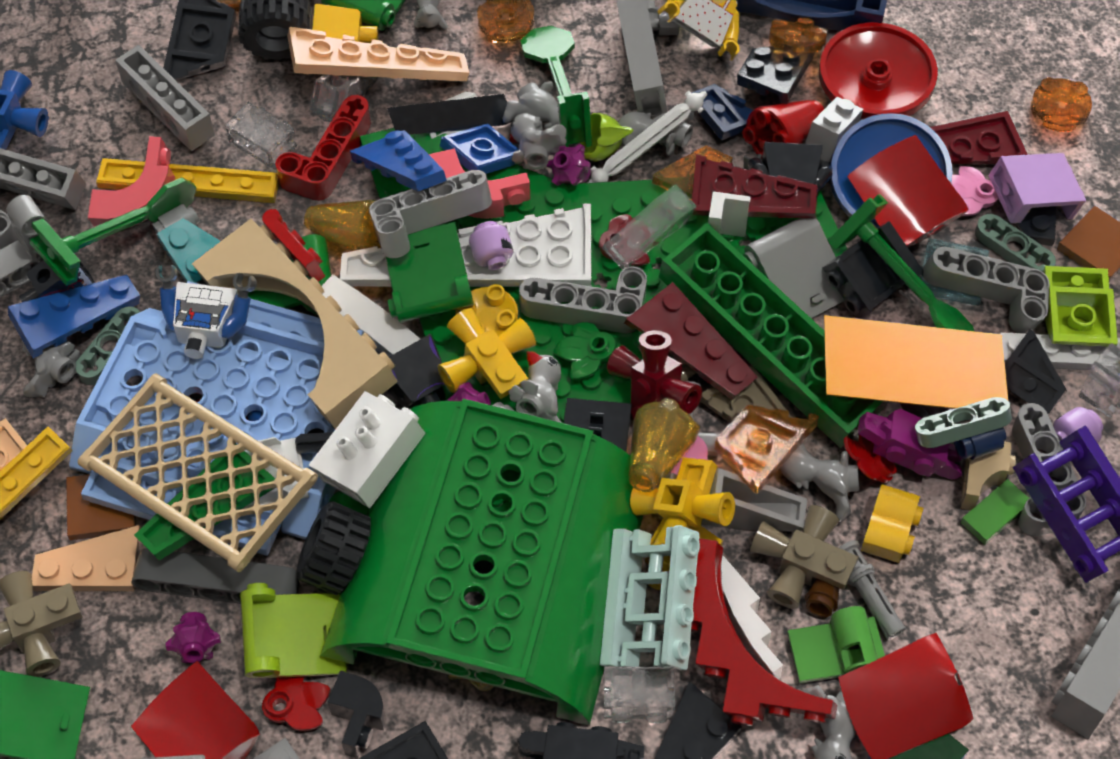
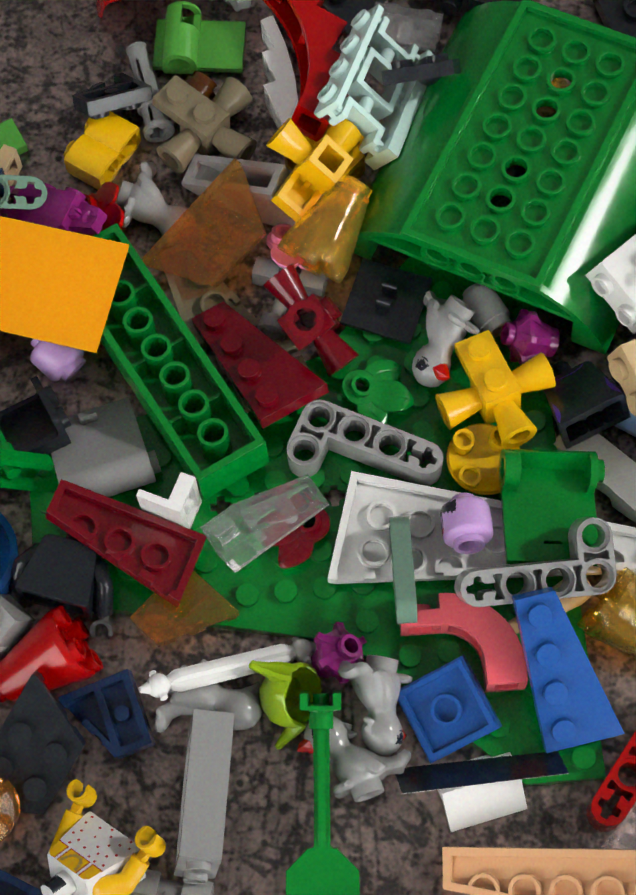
camera: 165 degrees left, 10 degrees up
(533, 203) = (403, 570): none -> sand green beam
(607, 596) = (426, 71): none -> black plate
(898, 557) = (124, 95): none -> black wing

